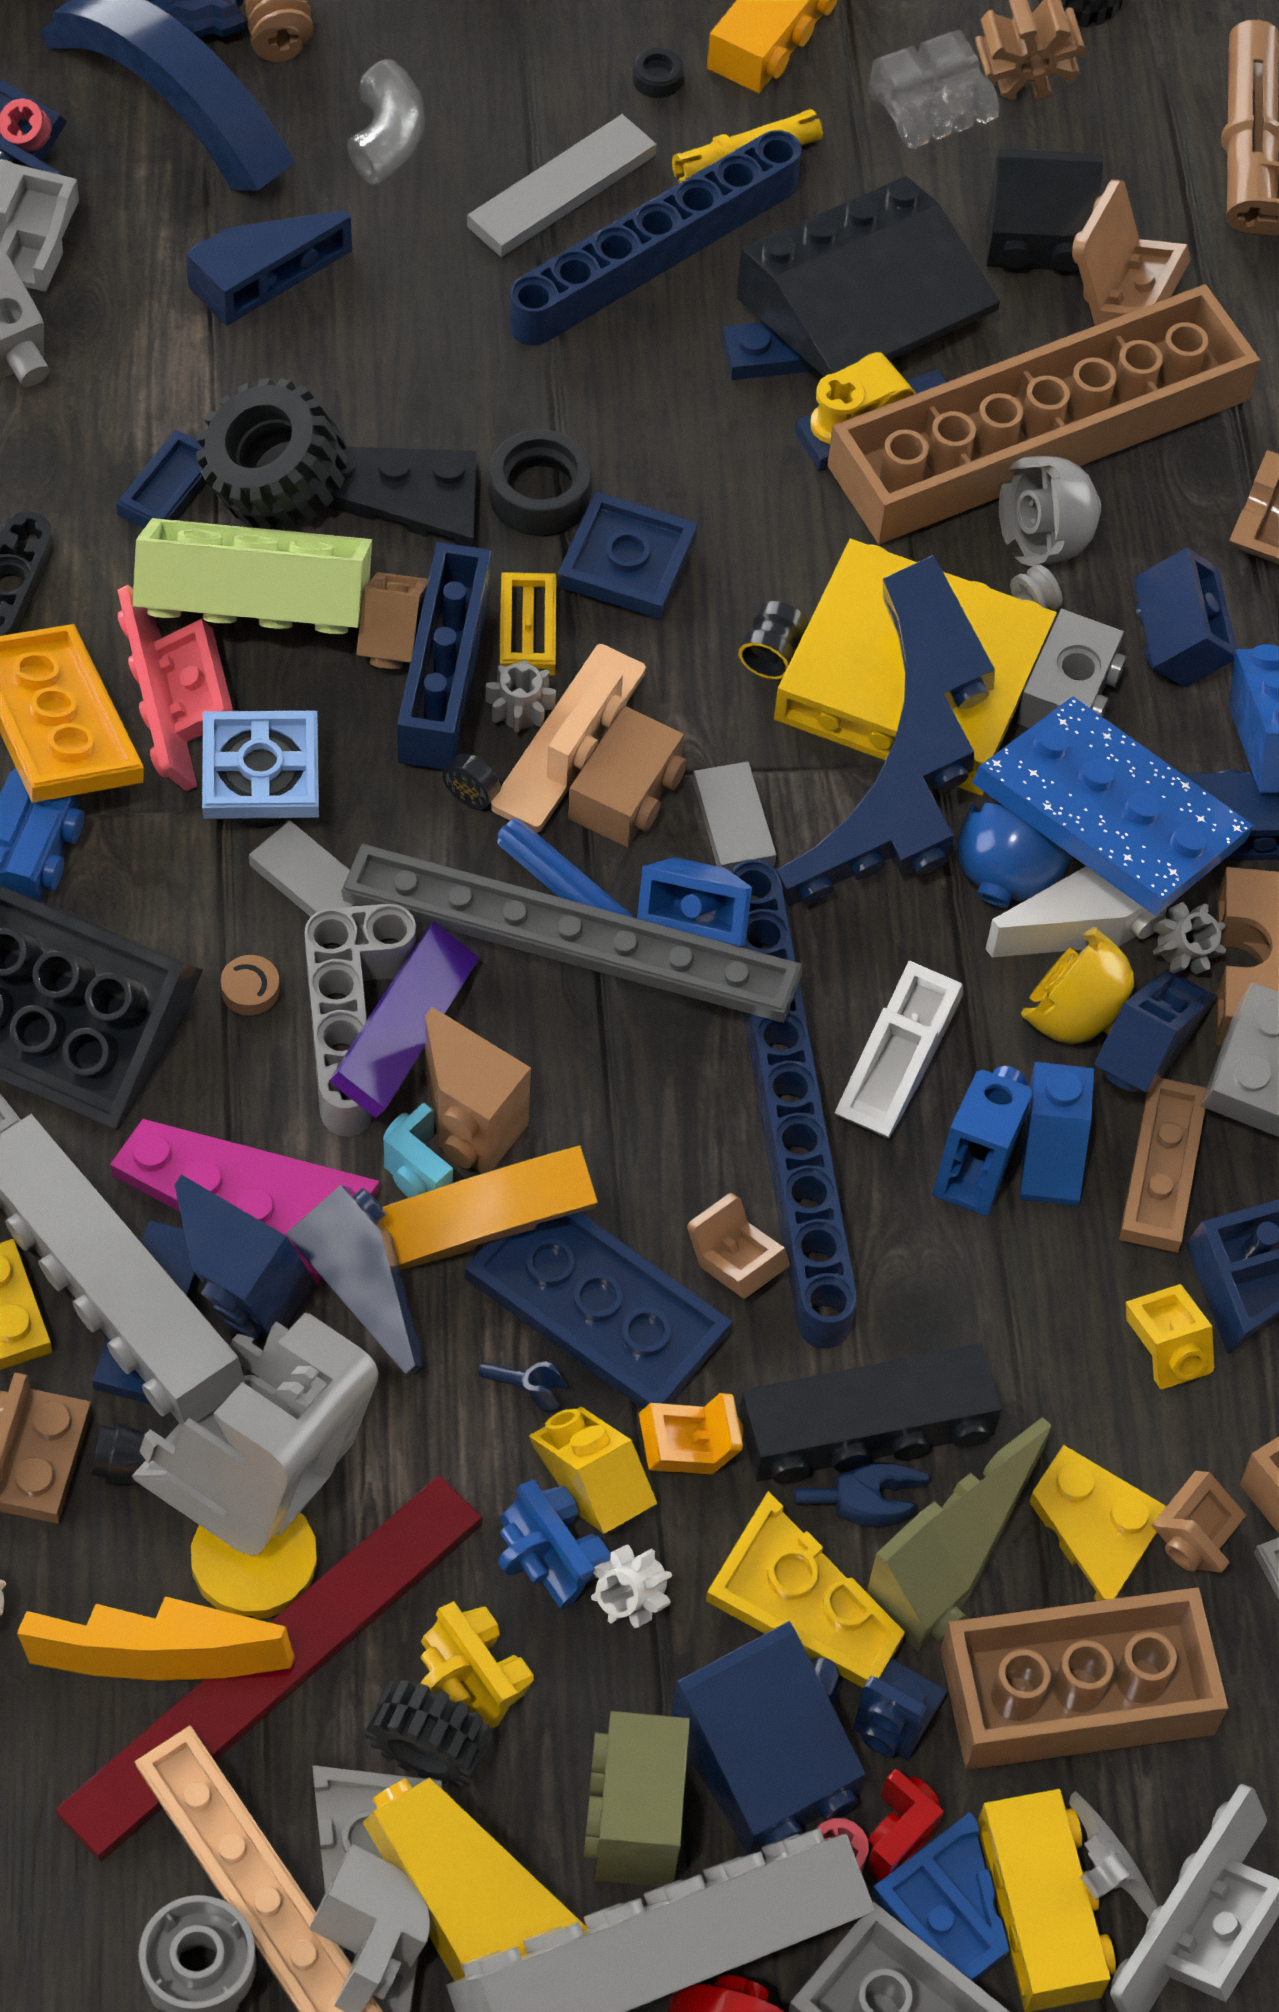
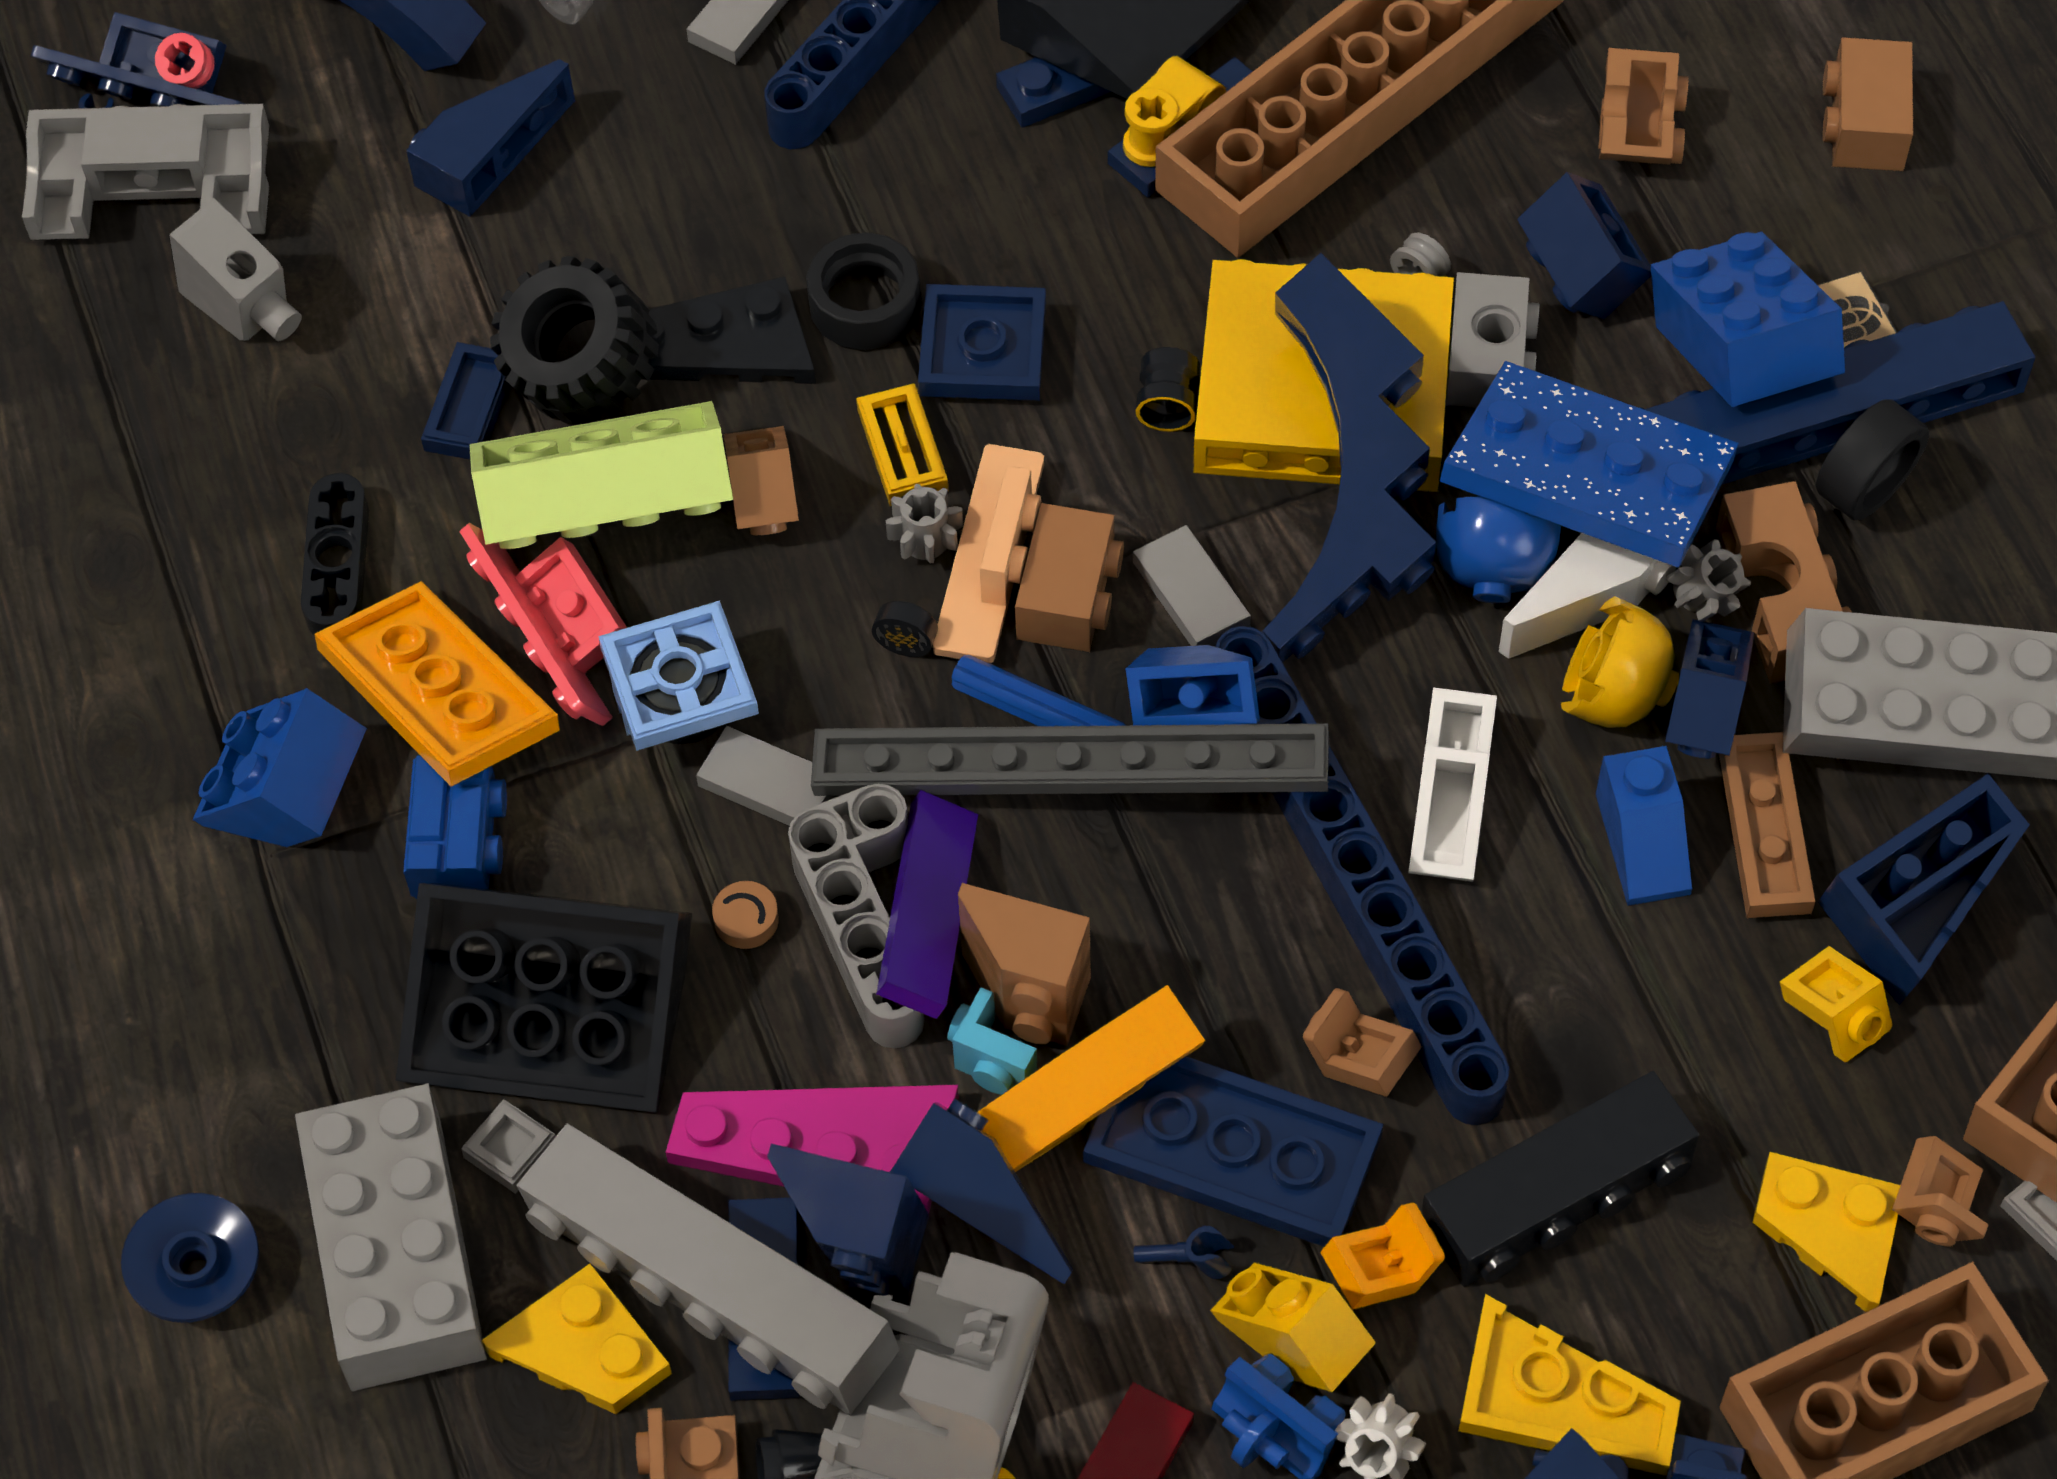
camera: 10 degrees left, 0 degrees up
(444, 656) = (832, 504): dark blue brick -> none
(859, 1496) = (1577, 1267): dark blue hand -> none
(939, 1555) = (1693, 1311): olive wedge -> none
(991, 1117) = (1581, 828): blue torso -> none
(1048, 509) = (1404, 173): light grey cylinder -> none

